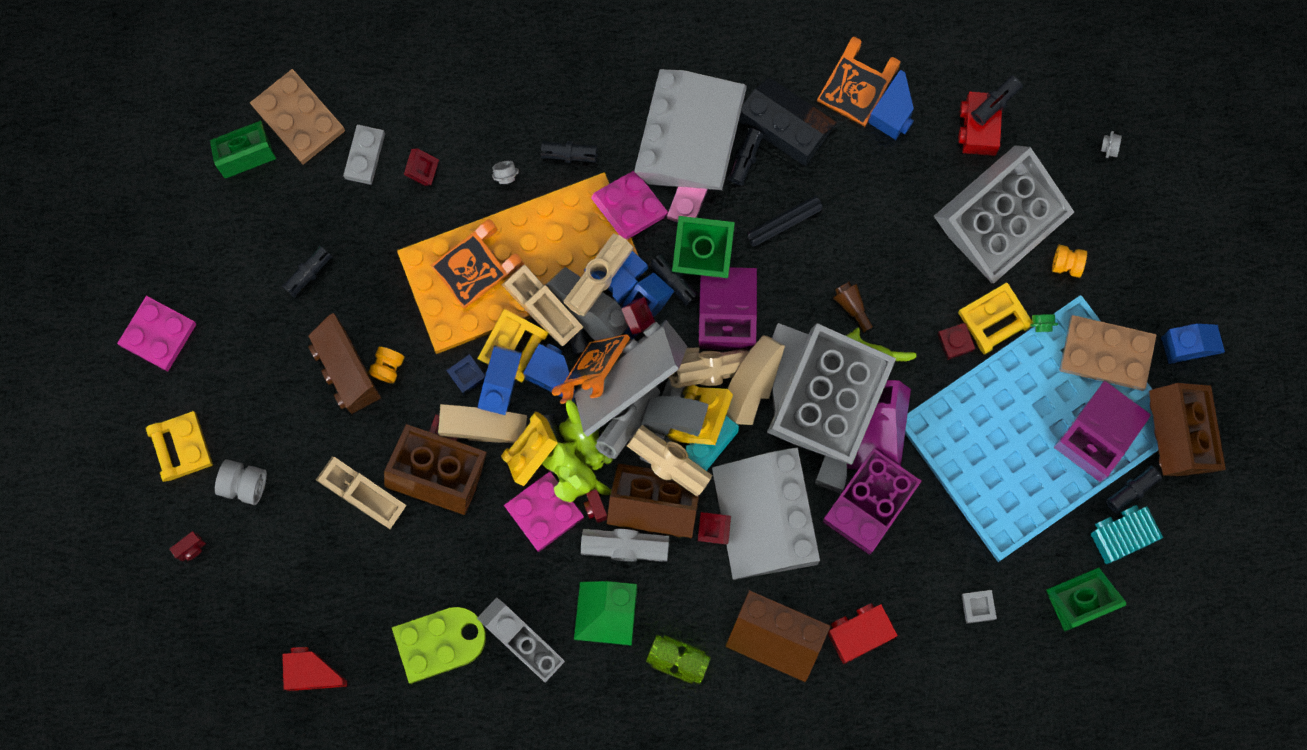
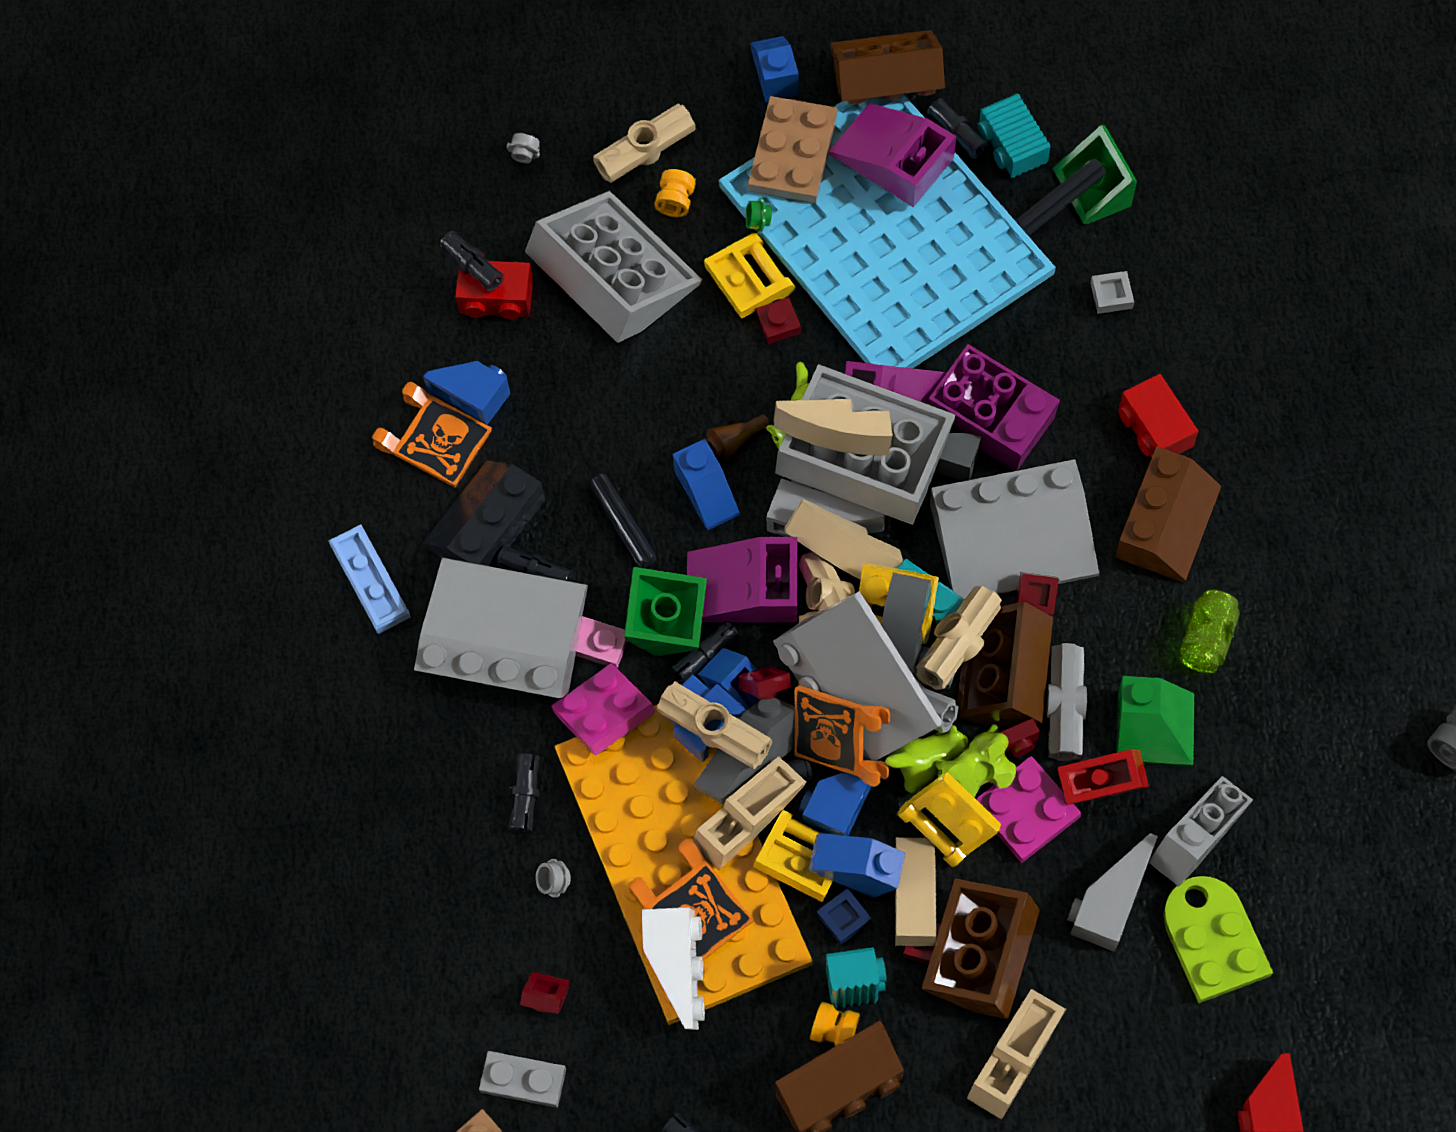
camera: 90 degrees left, 10 degrees down
(415, 375) = (854, 977): none -> teal brick
(435, 248) = (671, 950): none -> white slope
(465, 565) = (1109, 900): none -> light grey slope
(561, 568) = (1103, 776): none -> red slope
(742, 41) = (369, 579): none -> light blue tile
(810, 281) = (705, 484): none -> blue slope
(834, 366) = (835, 426): none -> tan slope
(1063, 568) = (1061, 196): none -> black axle
(1126, 252) = (628, 153): none -> tan piece

